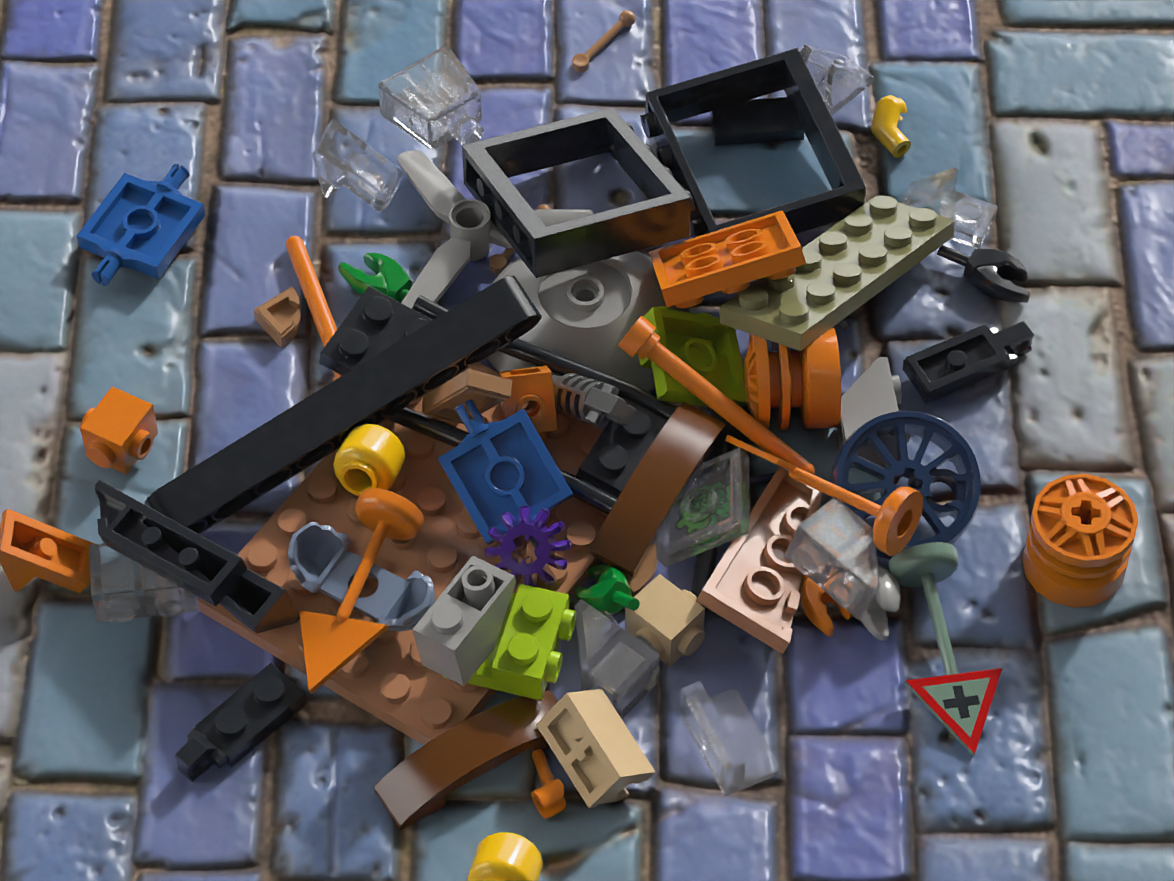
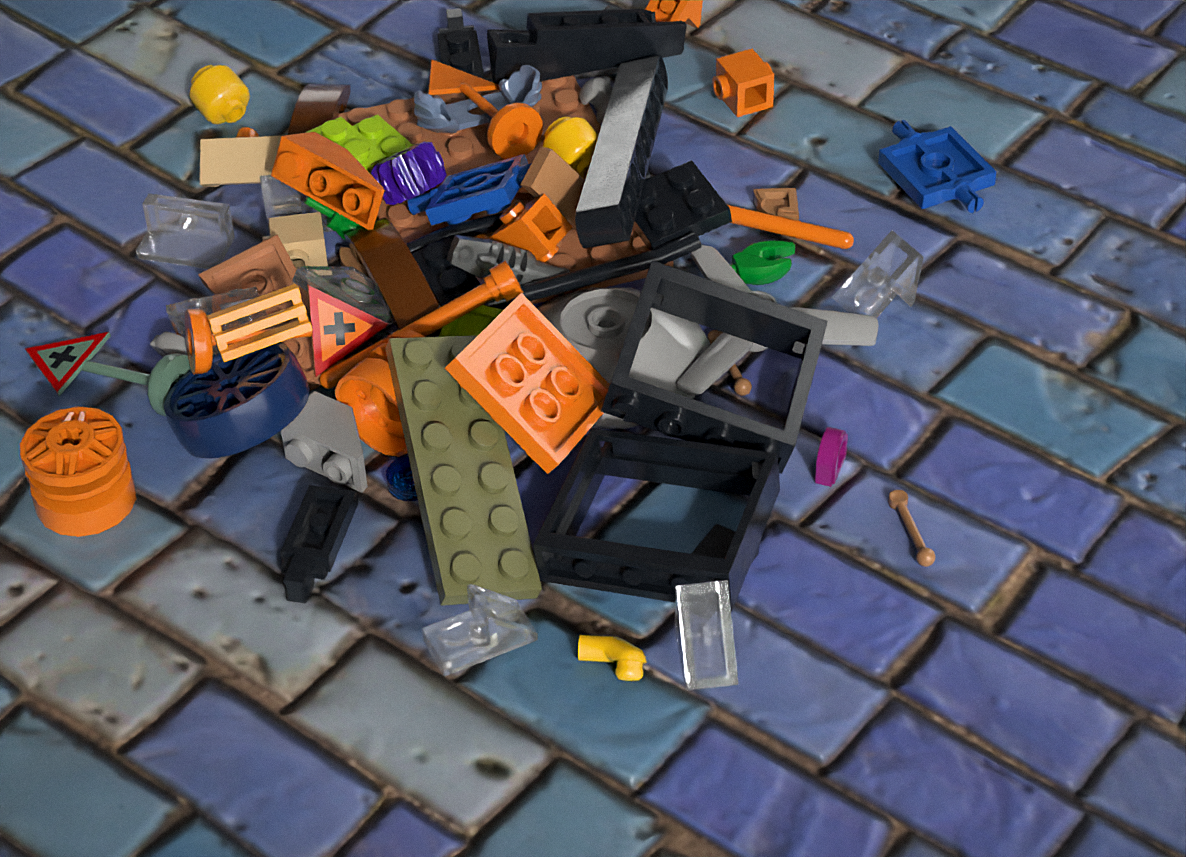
camera: 130 degrees right, 10 degrees down
(244, 527) = (597, 92): none -> light grey hand
(433, 101) = (919, 369): clear torso -> none
(465, 621) = (374, 93): light grey slope -> none
(579, 101) = (831, 456): none -> magenta tile
(601, 589) = (328, 176): none -> orange slope
(843, 472) = (265, 339): none -> light orange tile
(852, 354) = (400, 480): none -> clear blue tile
(986, 267) = (390, 617): black hand -> none

